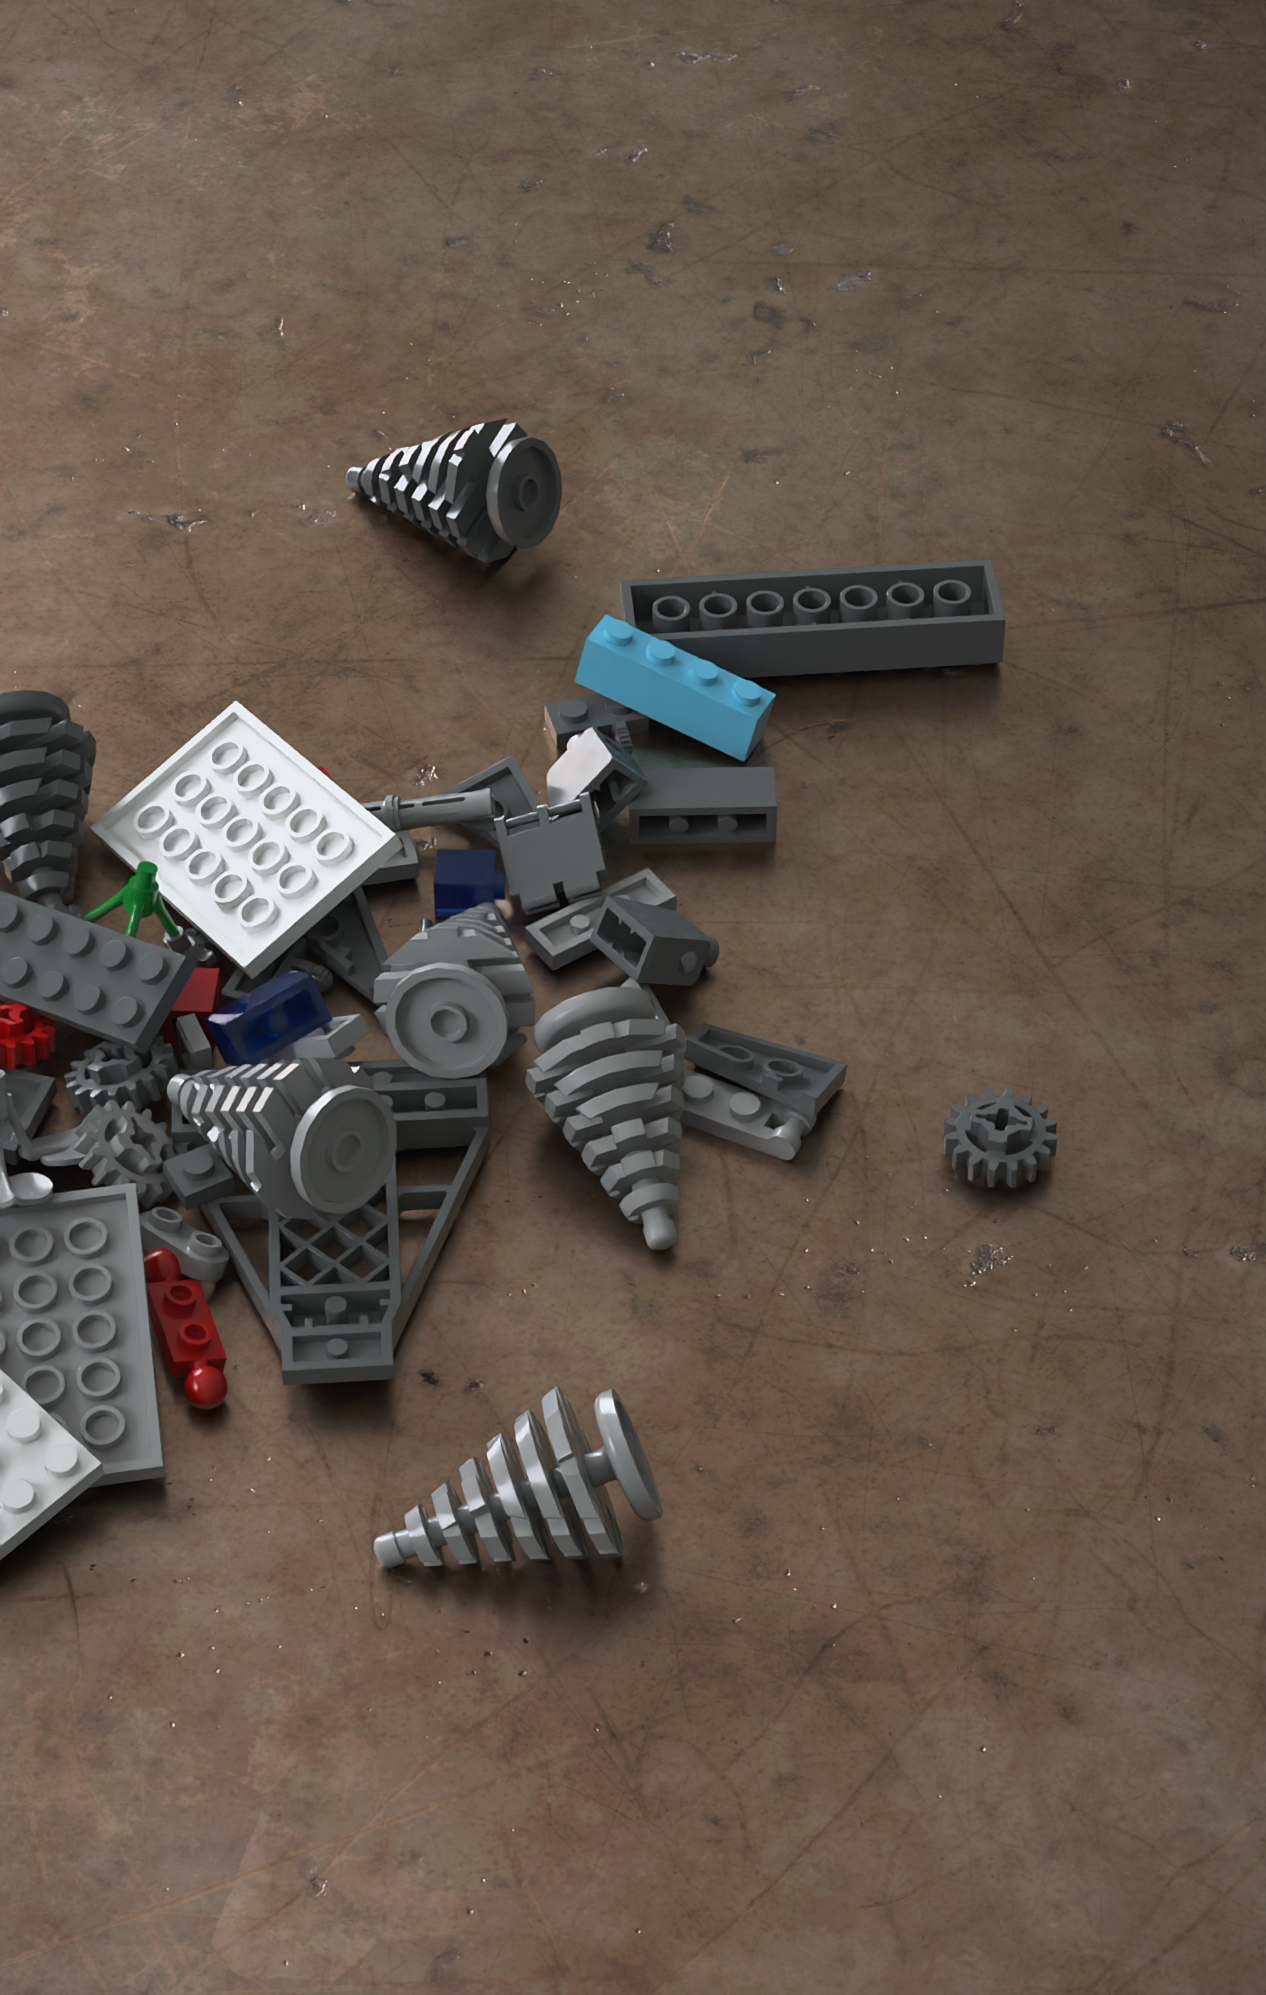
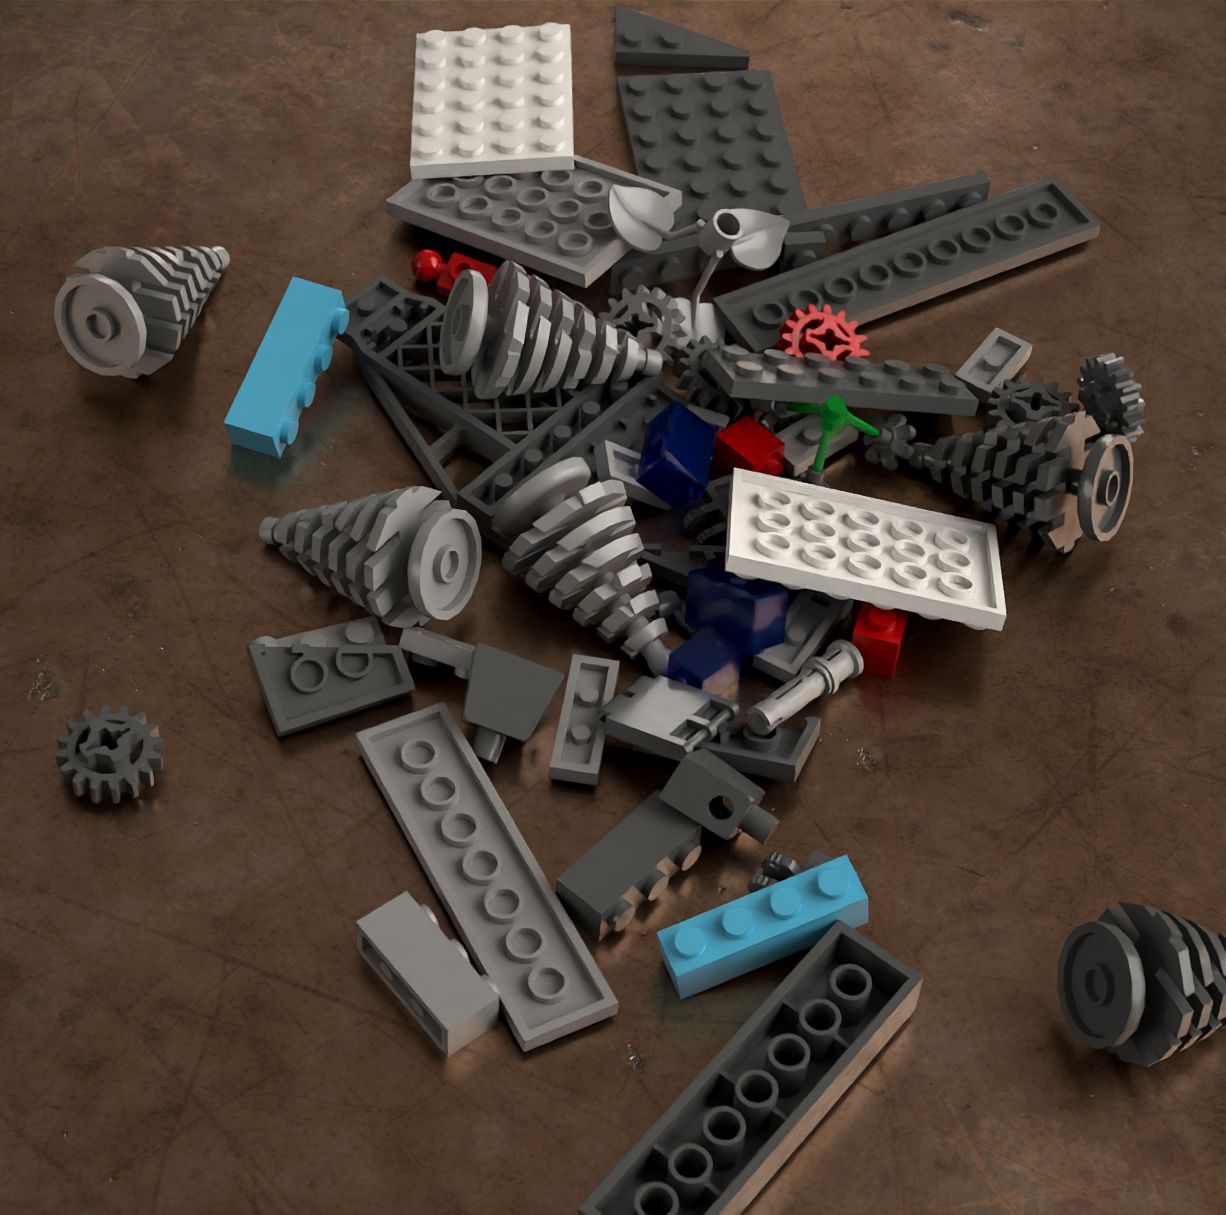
camera: 130 degrees right, 5 degrees up
(402, 889) = (738, 608): none -> clear blue brick
(487, 1333) = (287, 367): none -> medium azure brick
(804, 882) = (486, 876): none -> light grey plate
(925, 839) = (428, 972): none -> light grey brick

